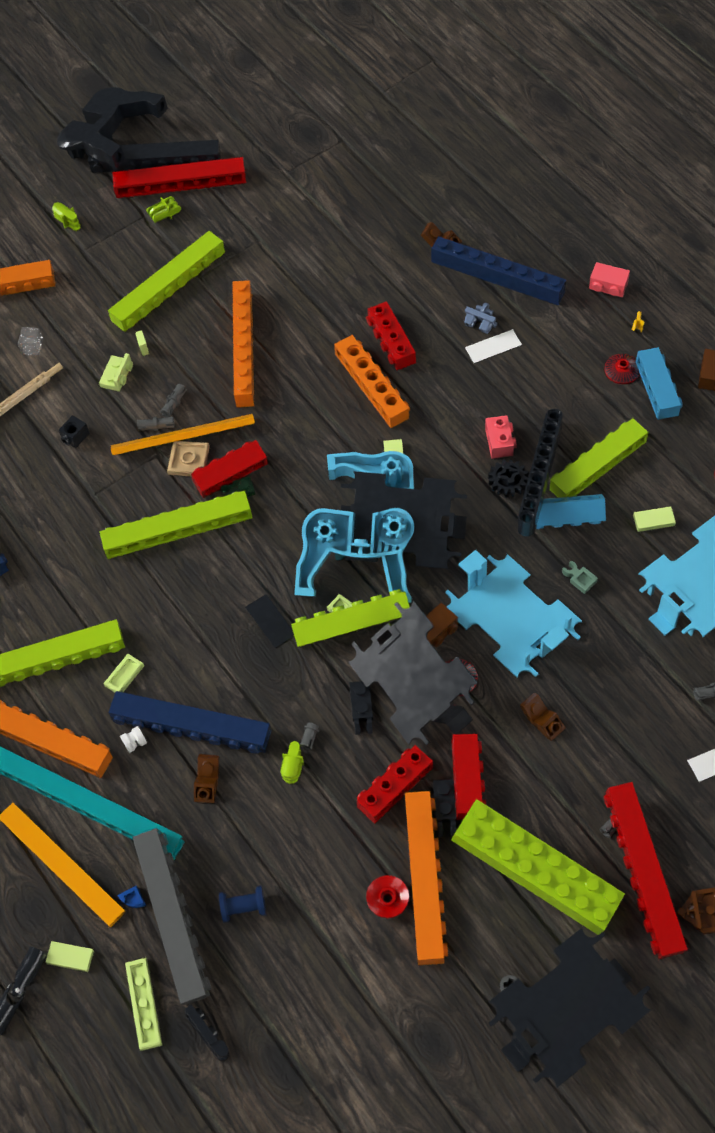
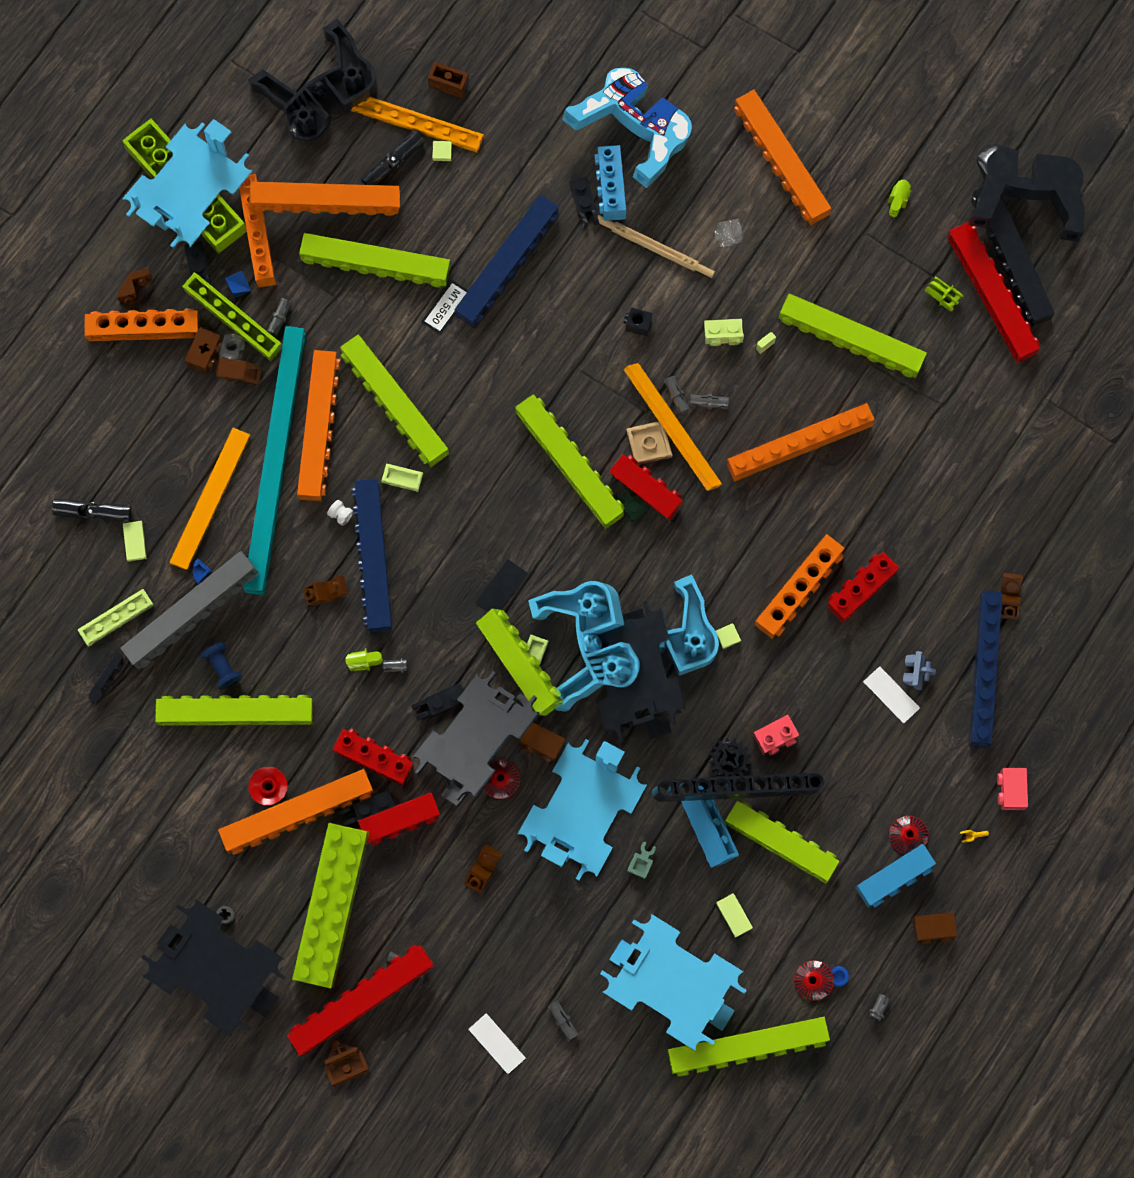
camera: 65 degrees right, 15 degrees up
(295, 908) = (235, 710): none -> lime brick

